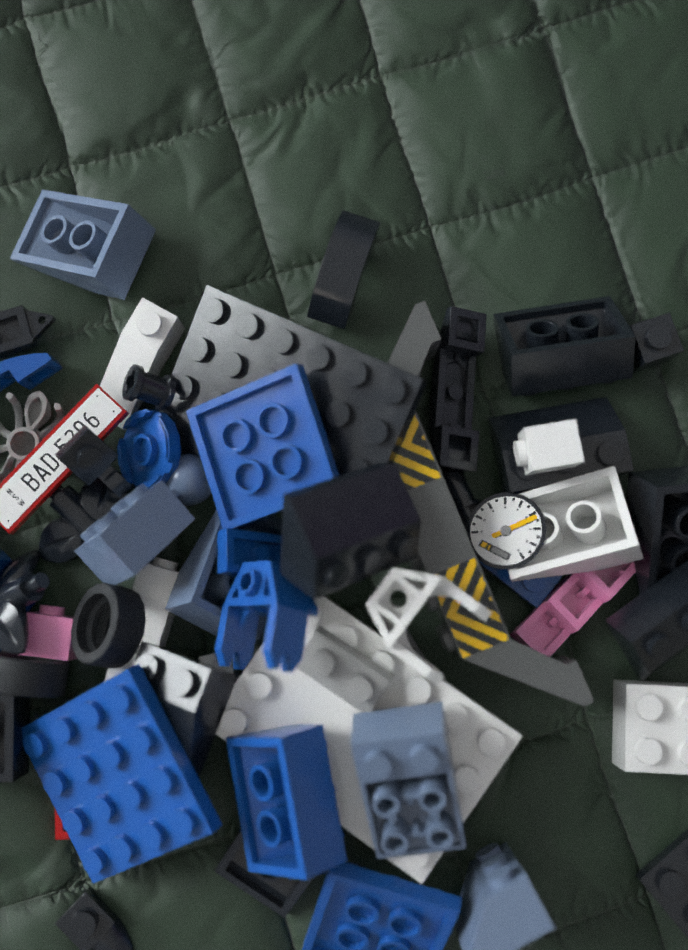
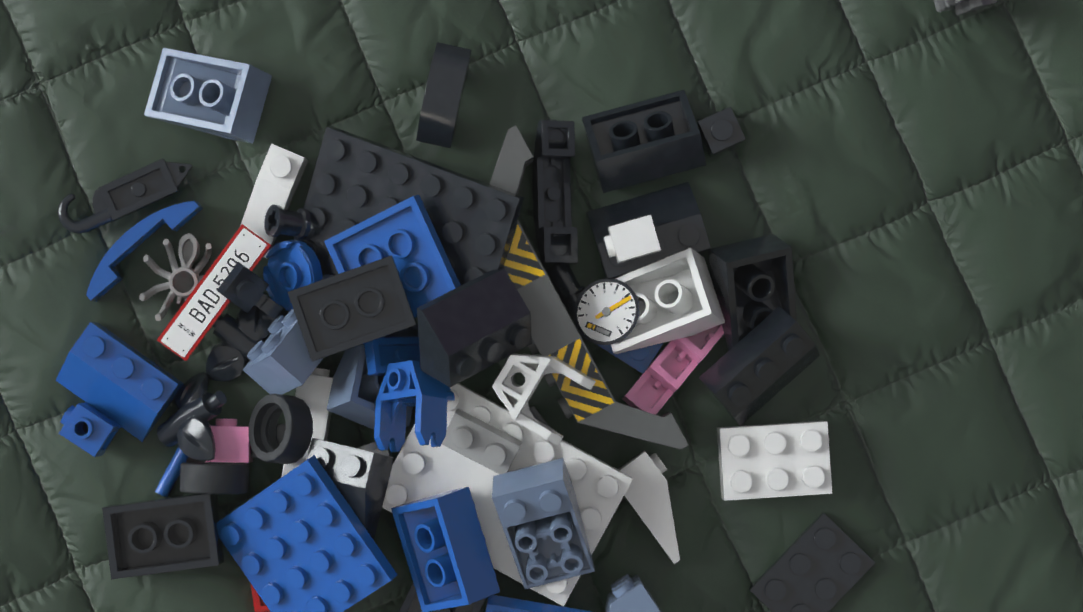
camera: 10 degrees left, 5 degrees up
(206, 490) = (352, 308): none -> black plate
(537, 760) = (651, 499): none -> white slope

